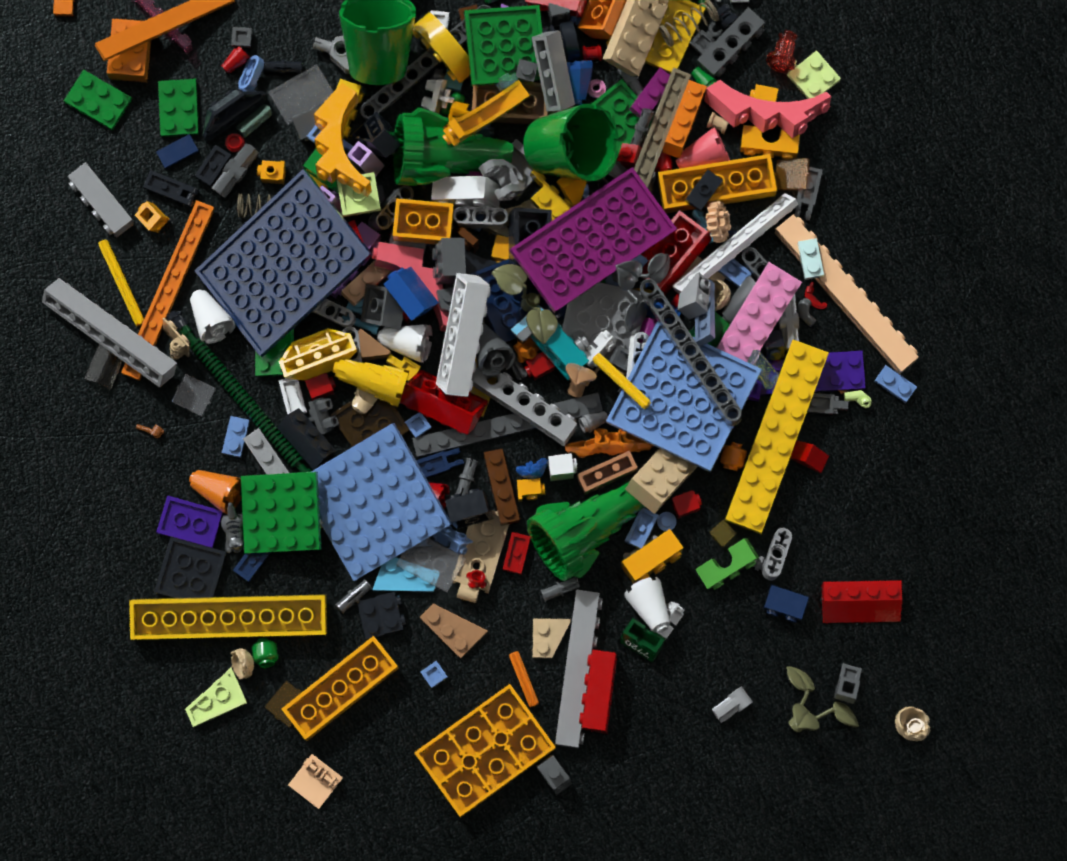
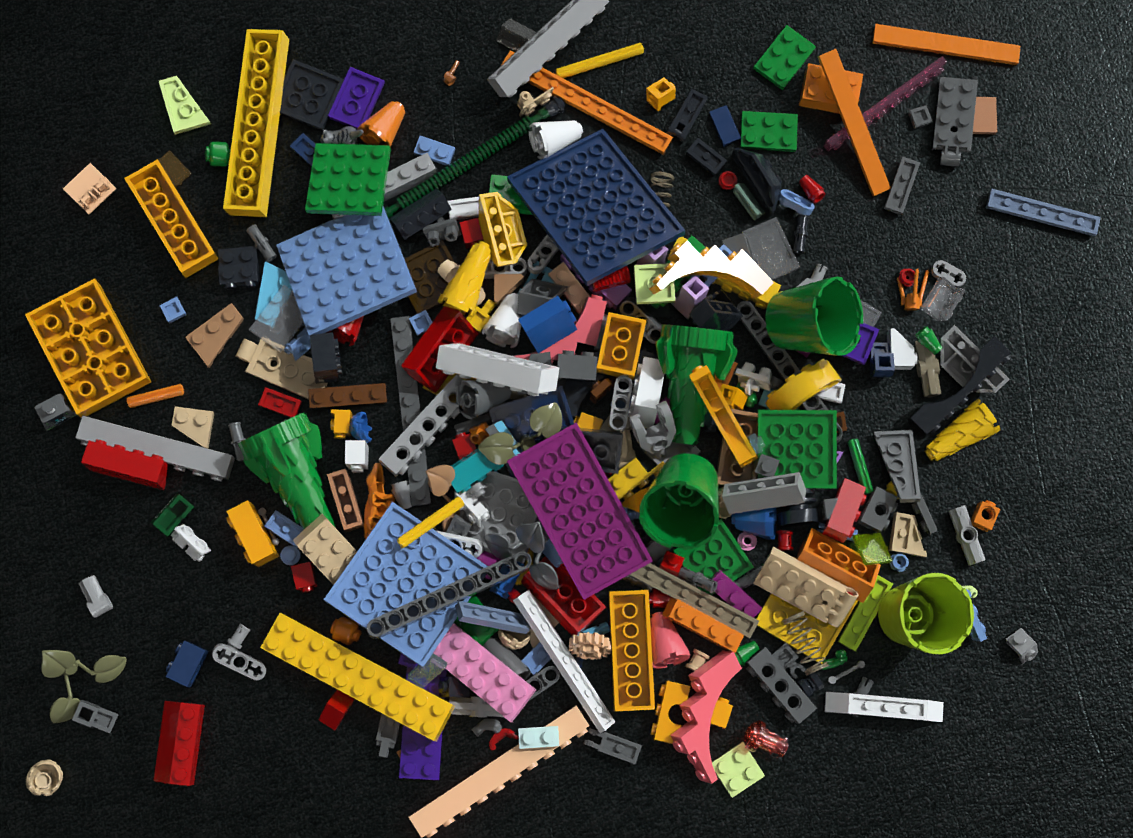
camera: 90 degrees right, 0 degrees up
(100, 199) = (683, 48): light grey brick -> none
(193, 395) = (481, 116): clear piece -> none
(235, 170) = (698, 176): dark grey piece -> none
(241, 37) = (834, 197): dark grey plate -> none
(242, 663) = (210, 133): tan hair -> none
(276, 176) = (693, 218): light orange brick -> none
(438, 463) = (379, 333): dark blue hinge -> none
(467, 476) = (362, 364): dark grey pin -> none
(476, 579) = (260, 363): red plate -> none
(649, 603) = (203, 525): white cone -> none
(695, 297) = (510, 609): light grey slope -> none
(704, 190) = (622, 634): black plate -> none
(722, 533) = (270, 610): clear yellow tile -> none
(742, 557) = (228, 595): bright green arch -> none
(792, 174) = (634, 731): clear orange piece -> none
(858, 396) = (390, 771): yellowish green arm -> none
(895, 384) = (399, 810): medium blue plate -> none

